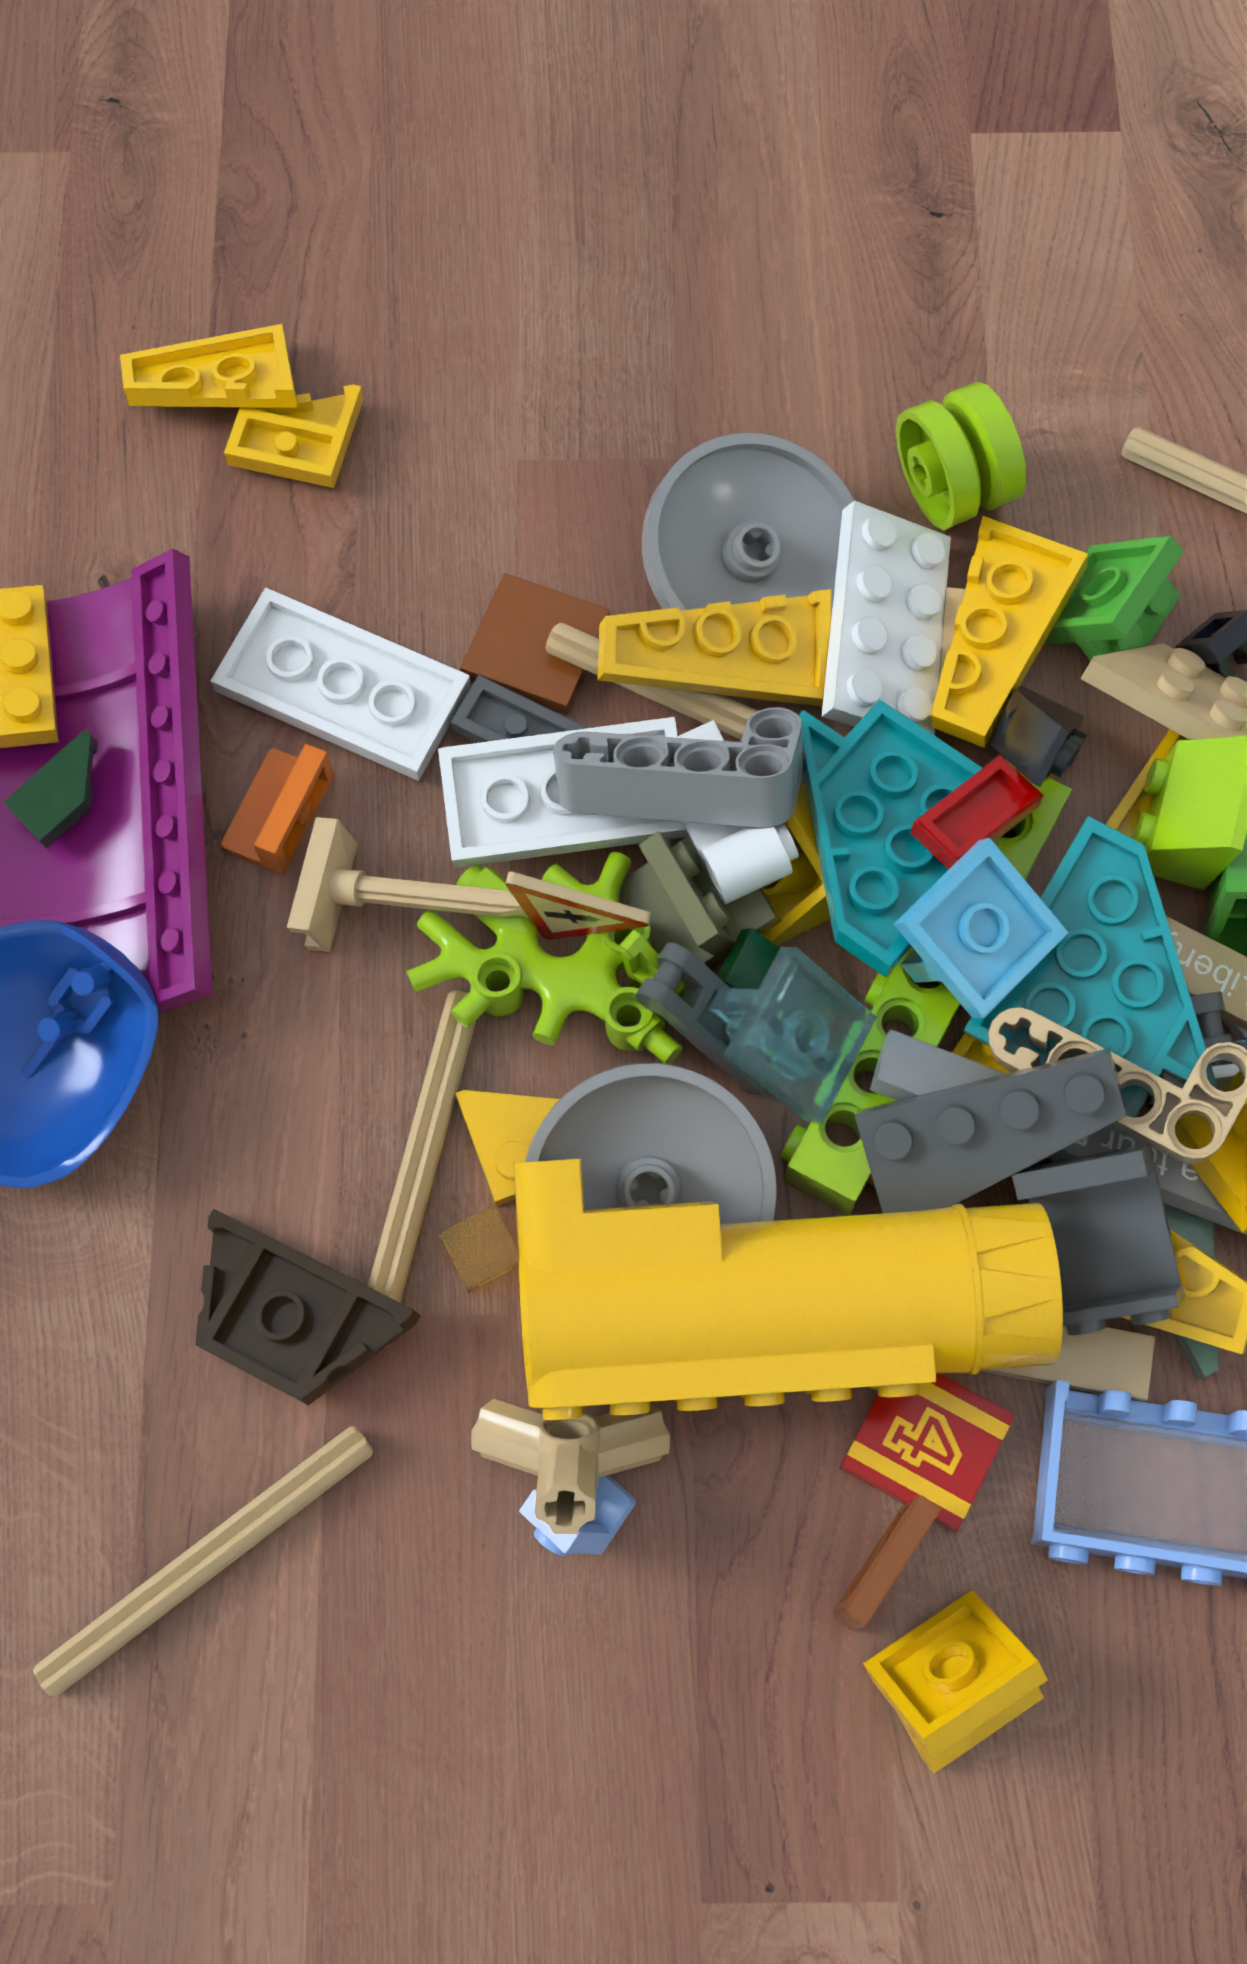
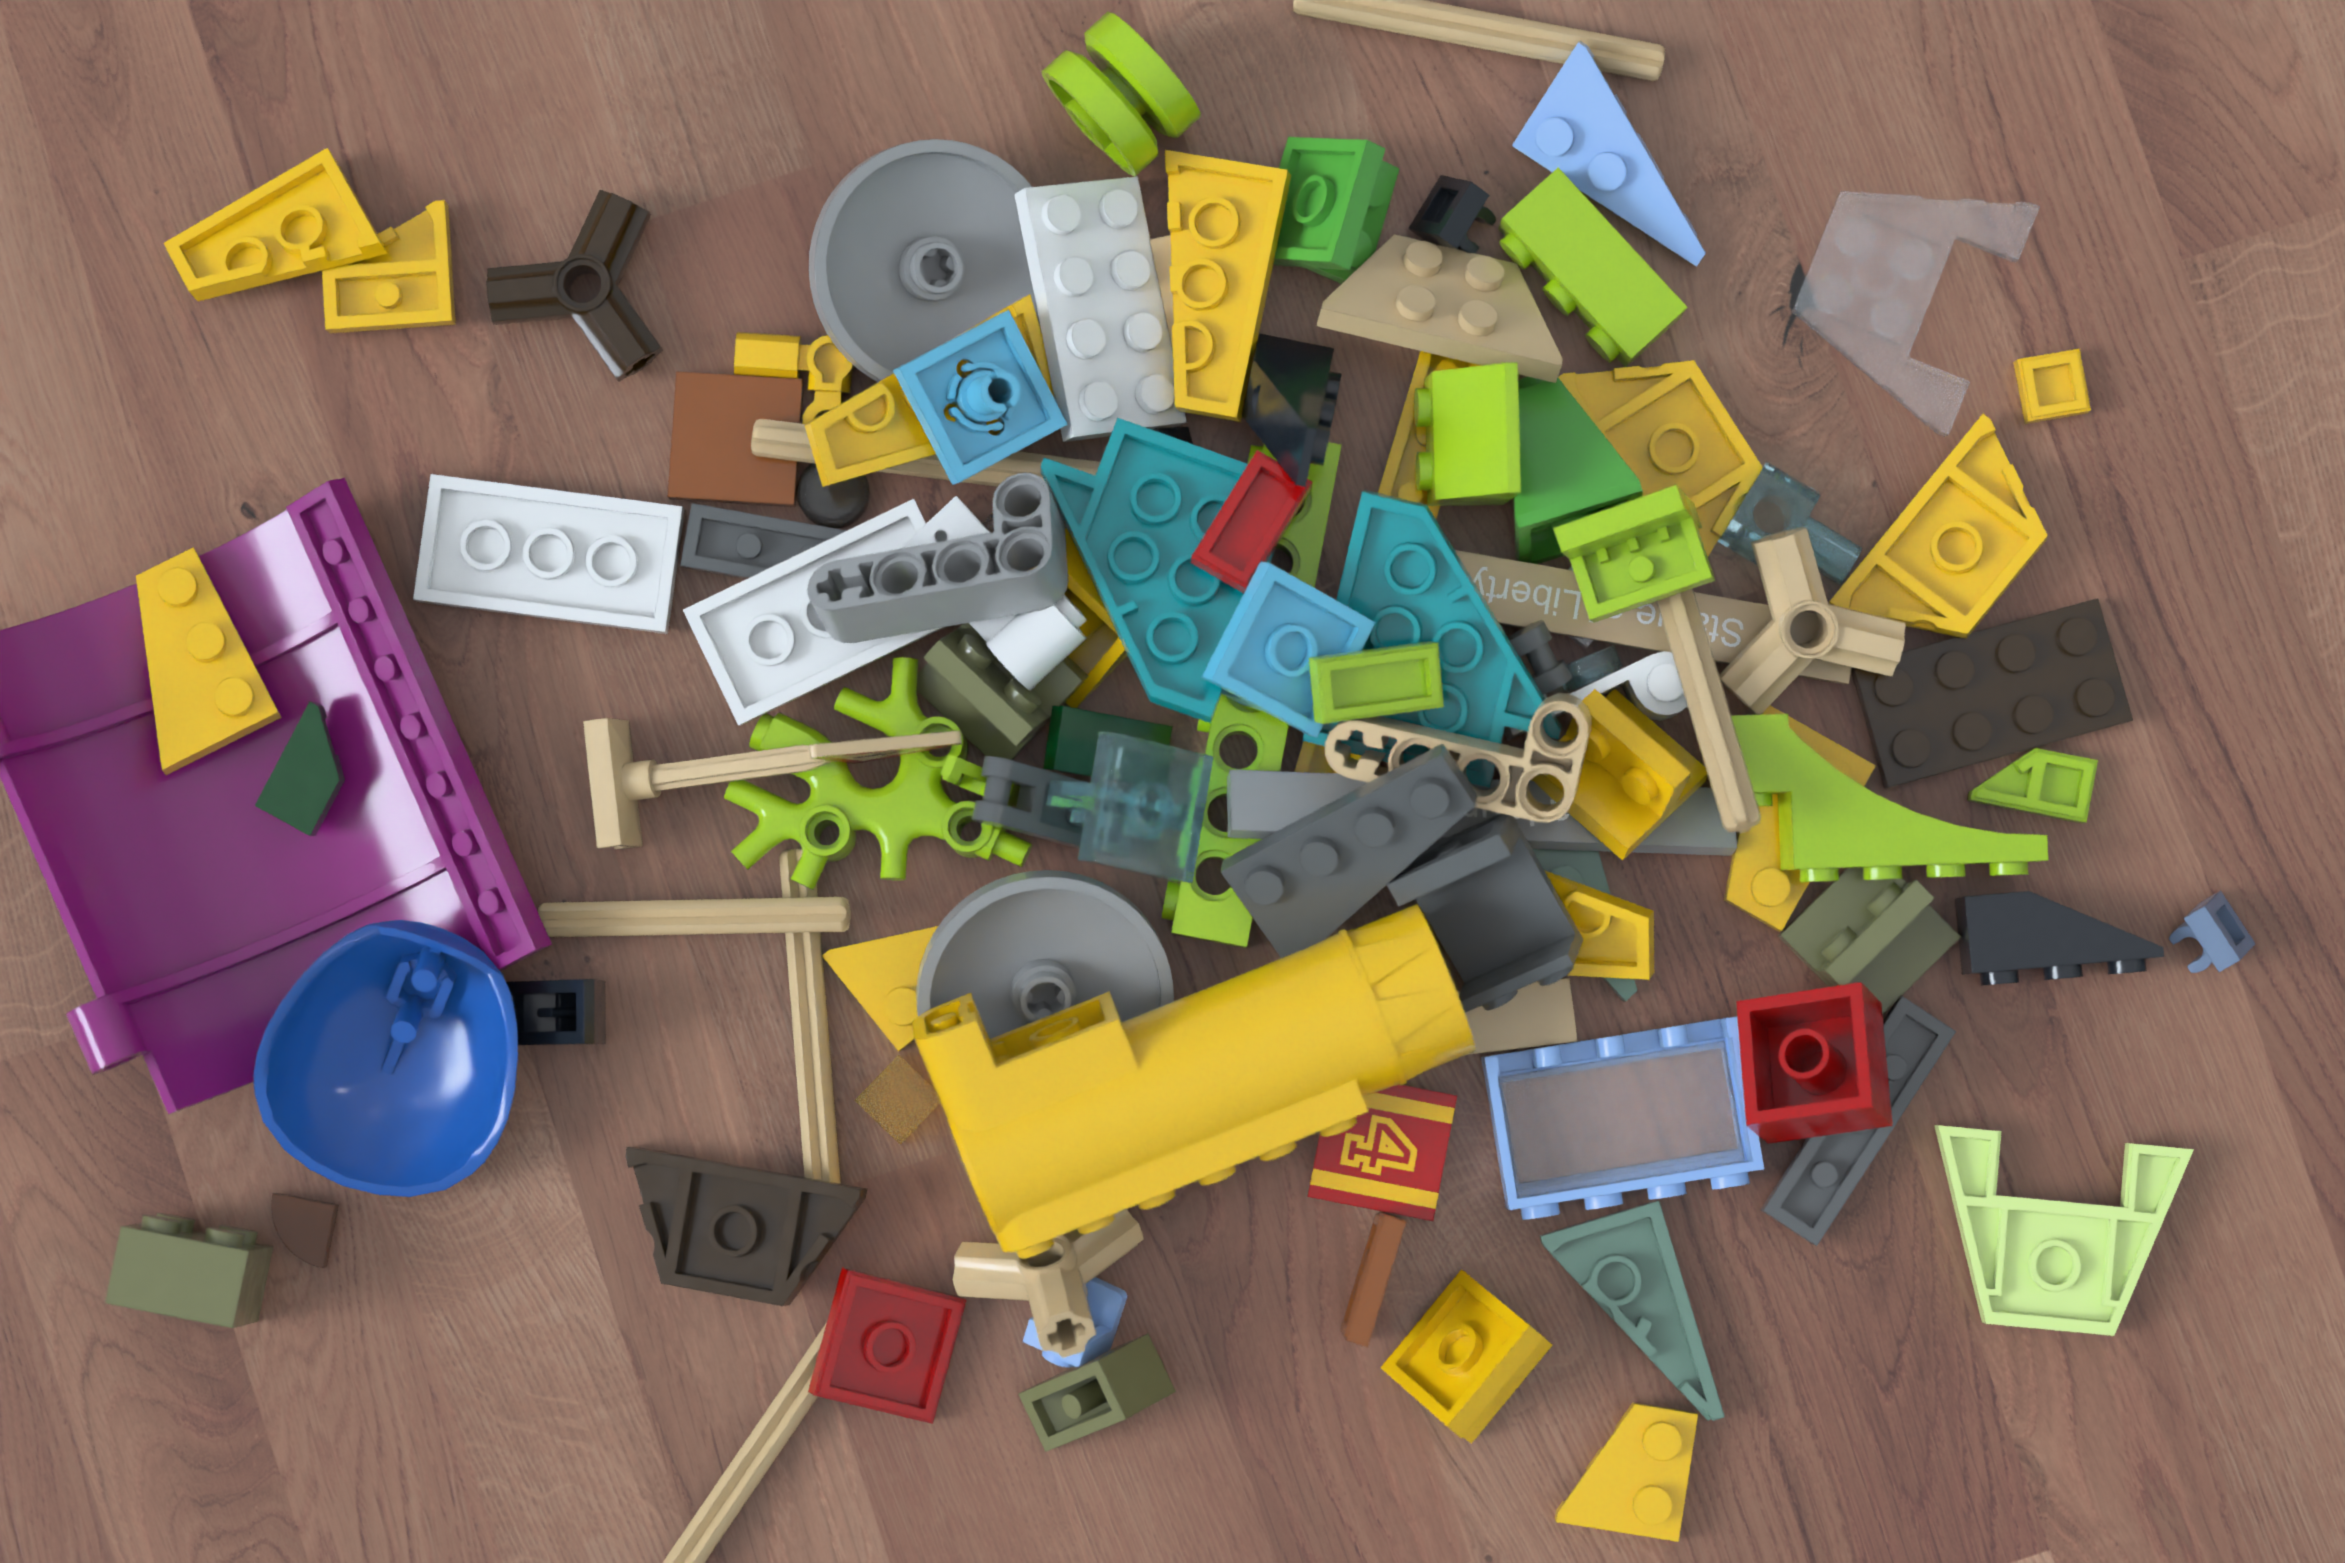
camera: 15 degrees left, 15 degrees up
(200, 1067) = (560, 1011): none -> black slope
(279, 808) = (532, 711): orange panel -> none
(353, 1020) = (696, 916): none -> tan axle
(386, 1476) = (887, 1345): none -> red tile
(460, 510) = (609, 319): none -> dark brown piece
(575, 1591) = (1097, 1393): none -> olive slope
(603, 705) = (834, 504): none -> clear smoke piece
(604, 587) = (785, 357): none -> yellow bar
(783, 620) = (1001, 387): none -> medium azure plate
(1055, 984) = (1376, 682): none -> lime tile
(1096, 1868) = (1638, 1476): none -> yellow wing
(1148, 1659) = (1636, 1279): none -> sand green wing

